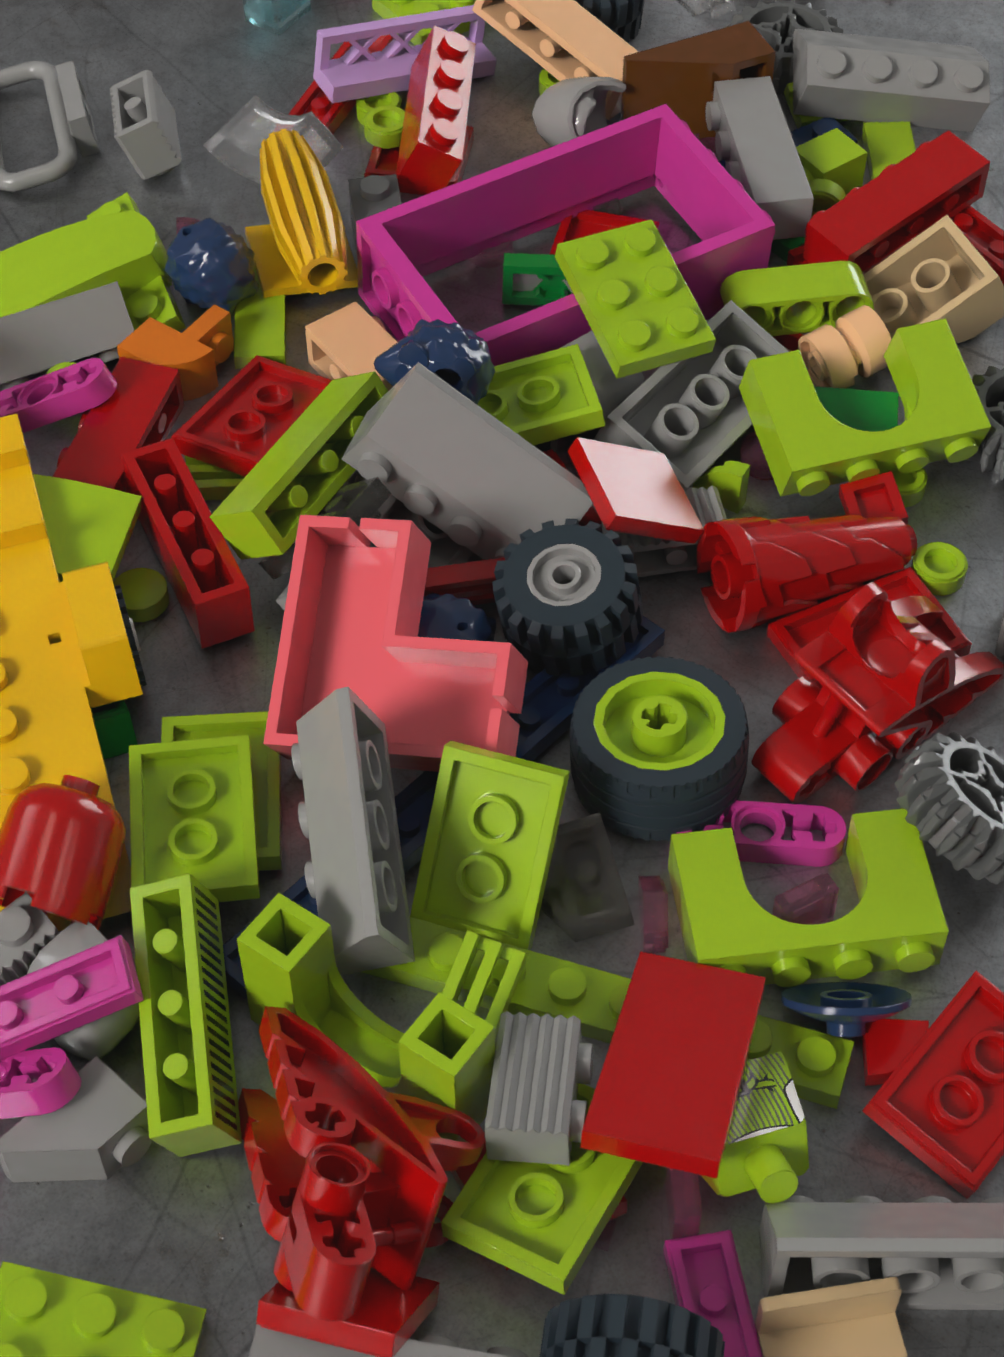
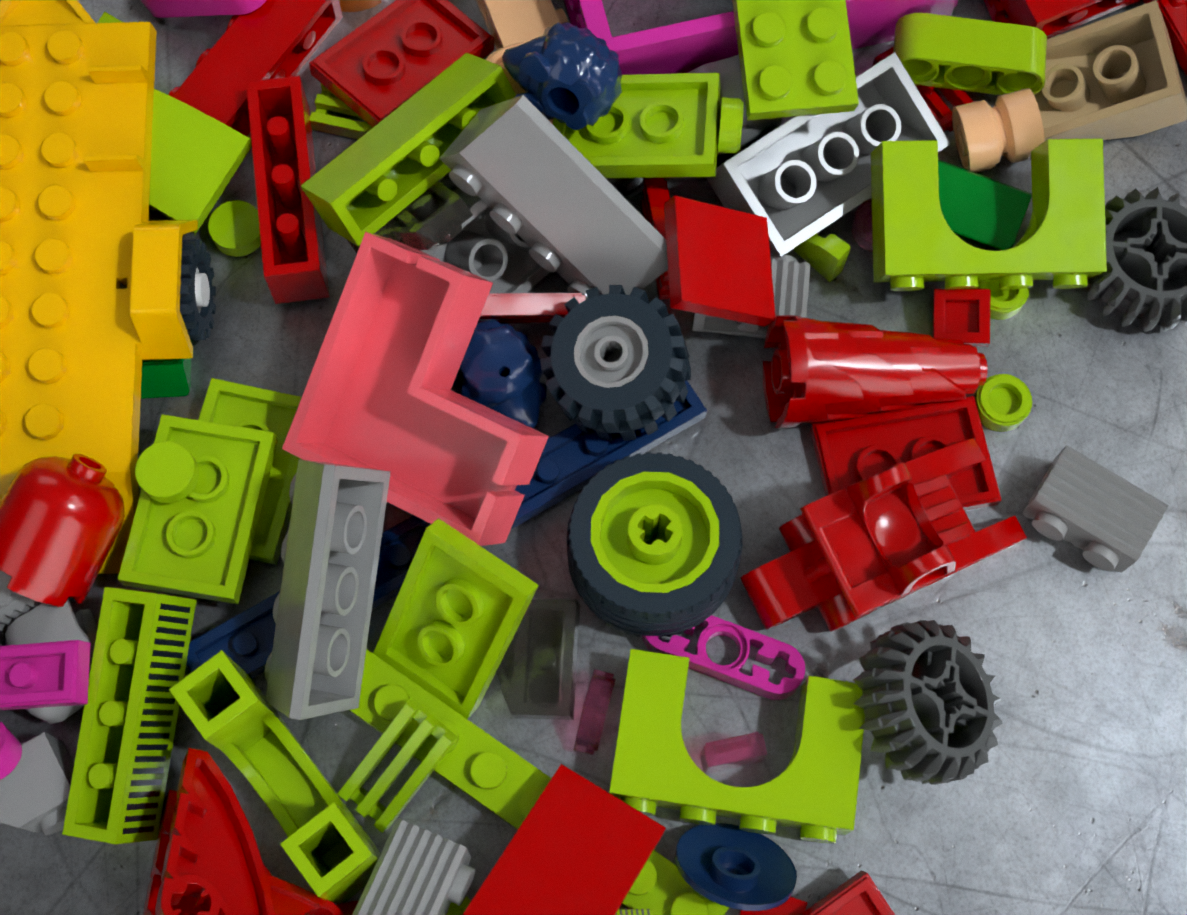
camera: 15 degrees right, 20 degrees up
(154, 787) = (167, 471): none -> lime tile
(605, 382) = (730, 125): none -> lime tile

